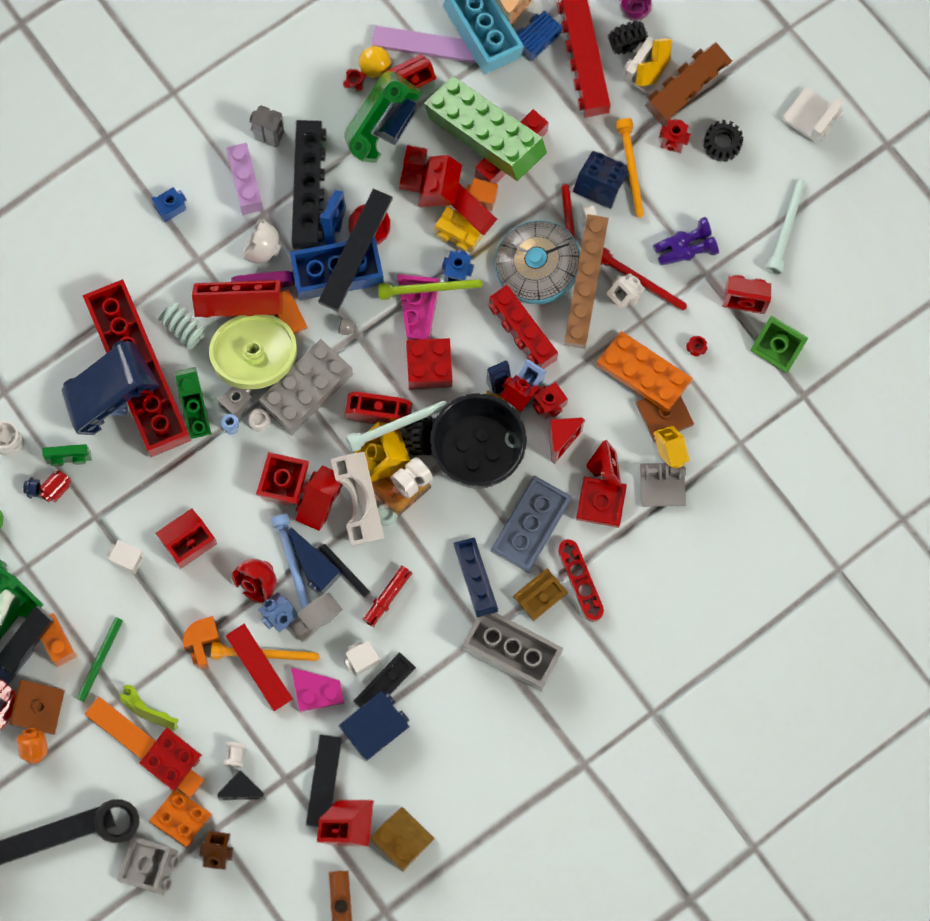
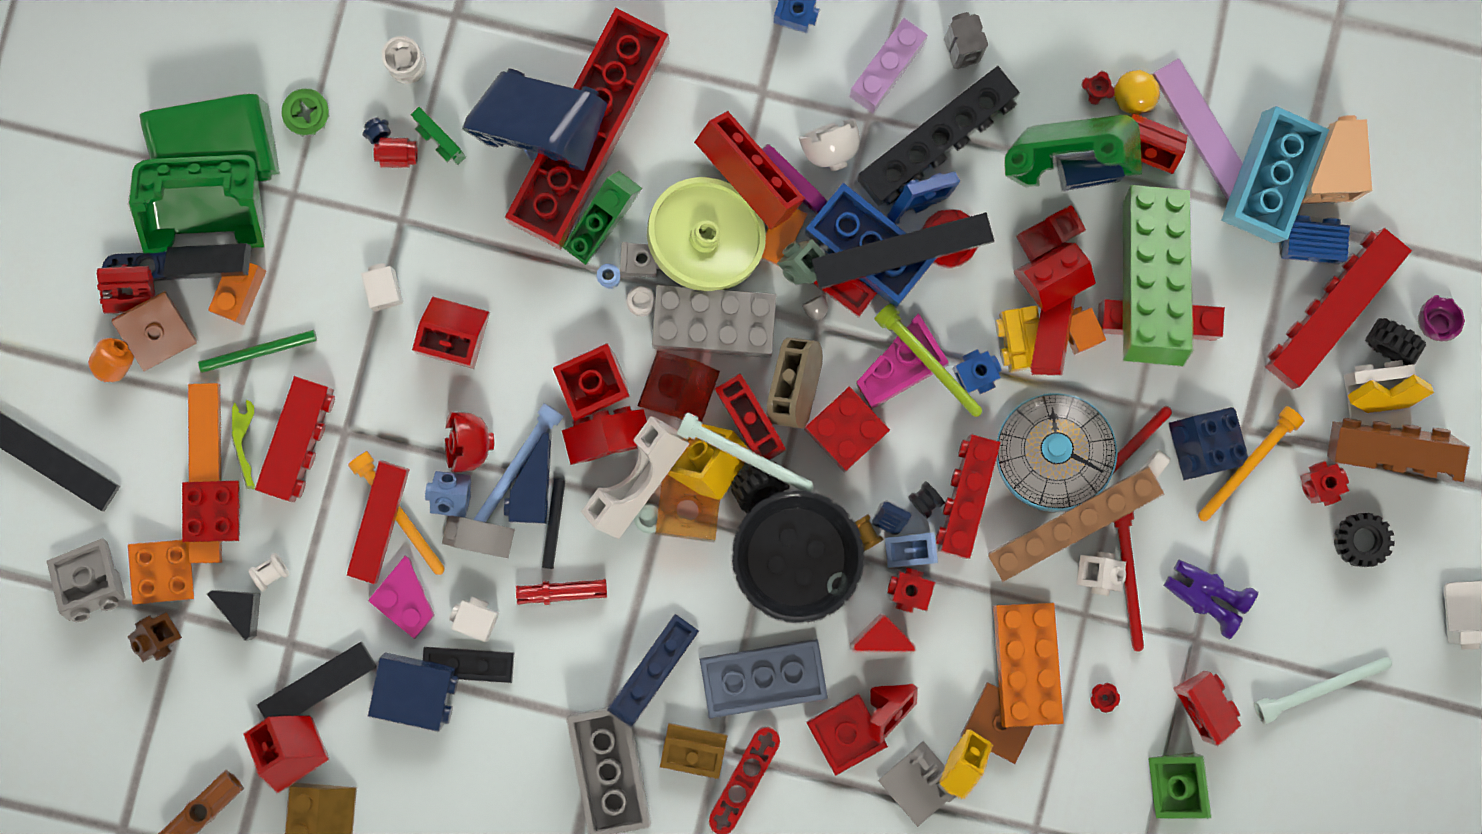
camera: 50 degrees right, 10 degrees up
(133, 826) = (97, 532): black tyre -> none
(170, 677) = (295, 439): none -> red brick
(181, 325) = (673, 137): light aqua piece -> none
(198, 635) = (360, 432): orange brick -> none
(312, 313) = (797, 261): none -> sand green brick
(325, 436) = (678, 387): none -> clear red slope
(354, 302) = (852, 295): none -> red tile
(378, 368) = (794, 382): none -> dark tan brick
(413, 476) = (702, 516): white wheel -> none
(505, 352) = (926, 499): none -> black wheel
(518, 392) = (891, 551): red brick -> none

